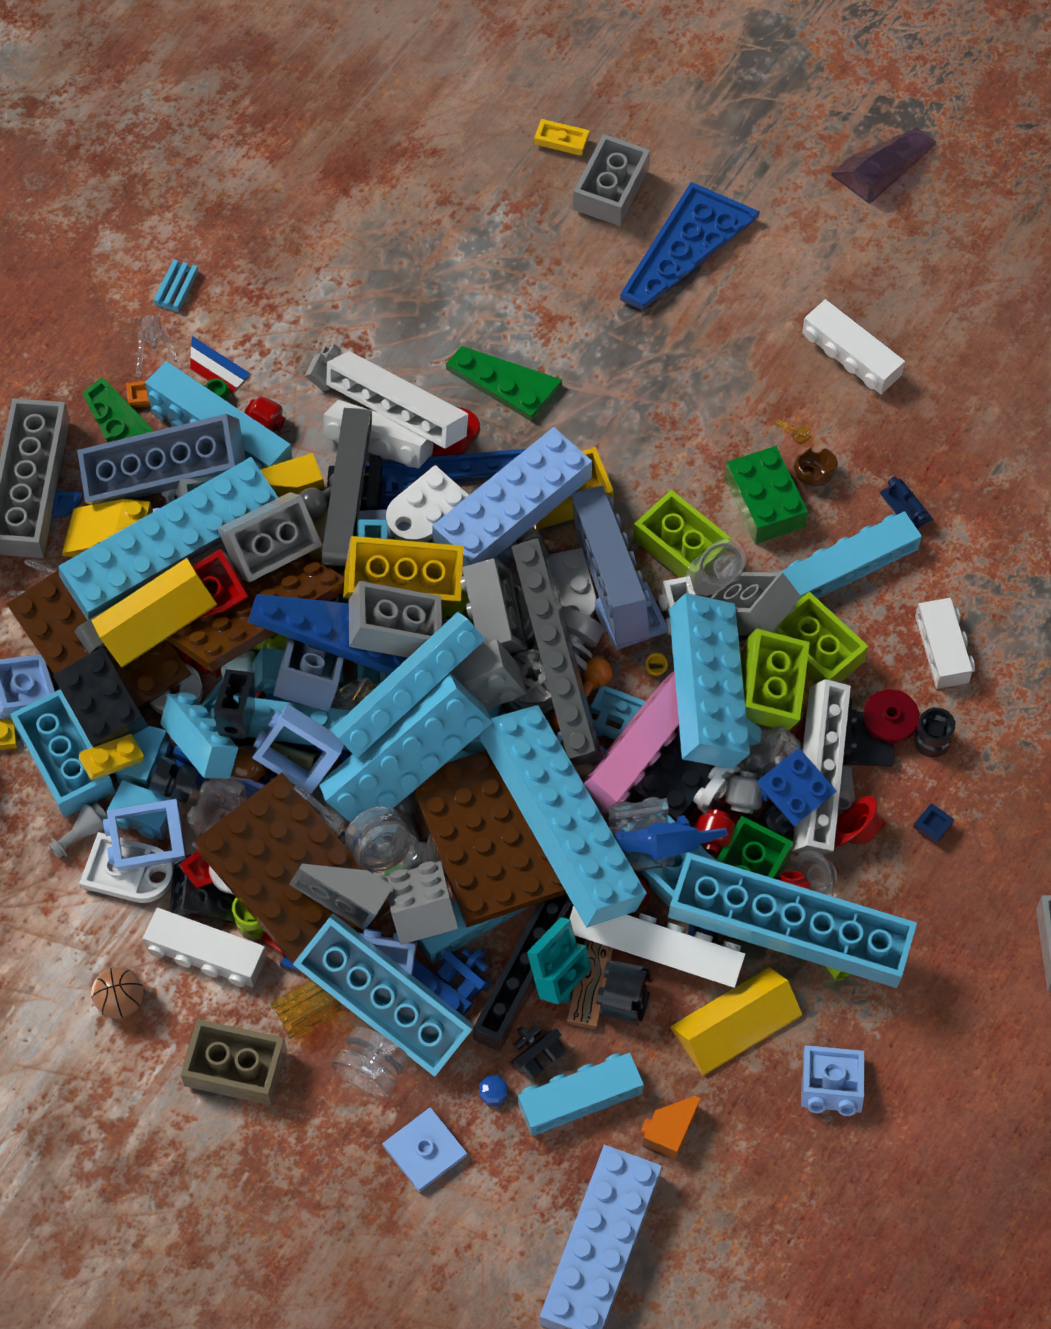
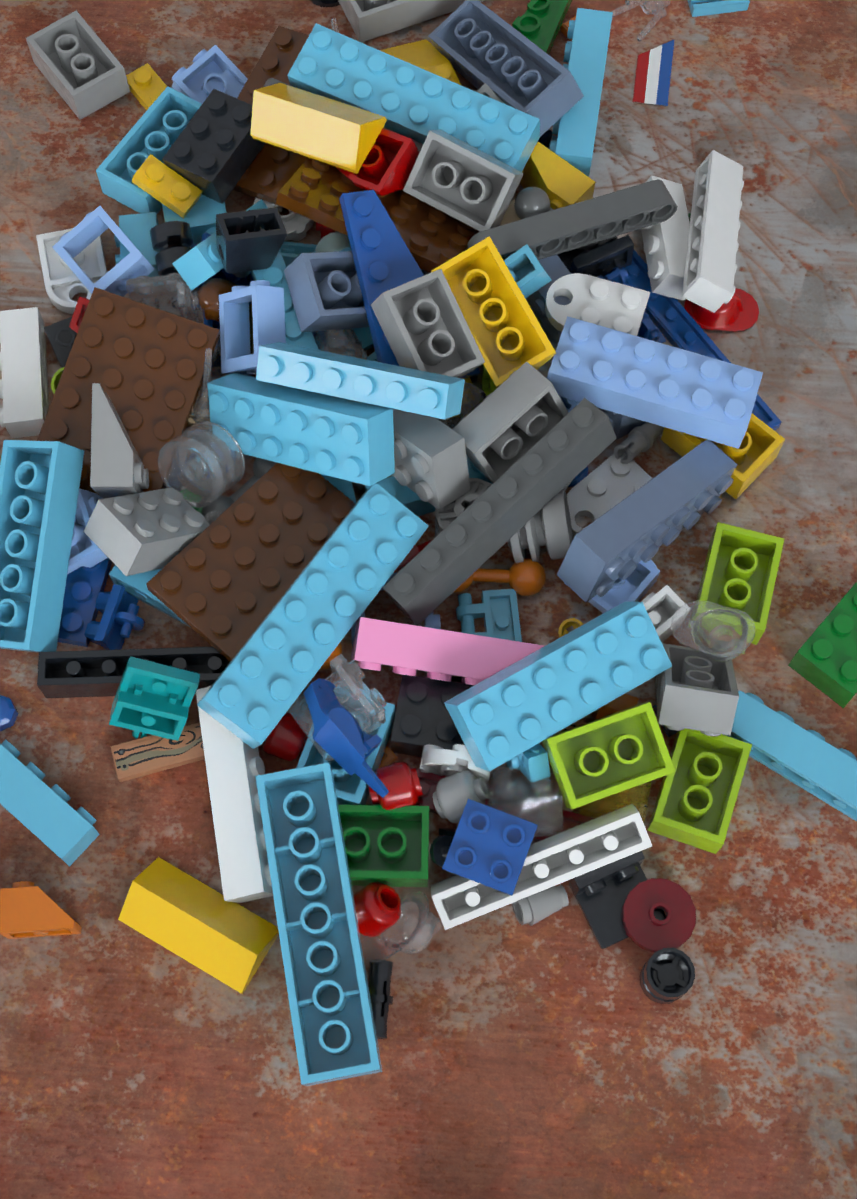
camera: 60 degrees right, 5 degrees up
(64, 502) = (423, 28): blue tile -> none
(88, 823) = (112, 206): light grey piece -> none
(219, 388) = (625, 85): green plate -> none
(266, 413) = (623, 135): red head -> none
(318, 368) = (700, 151): light grey plate -> none
(508, 383) = (814, 329): green wing -> none
(547, 1043) = (45, 727): black hips -> none
(625, 992) = (161, 787): black brick -> none
(832, 1080) = (171, 1066): light blue plate -> none
(859, 823) = (499, 941): red piece -> none
(933, 823) = (553, 1031): dark blue plate -> none
(944, 643) = (792, 933): white brick -> none

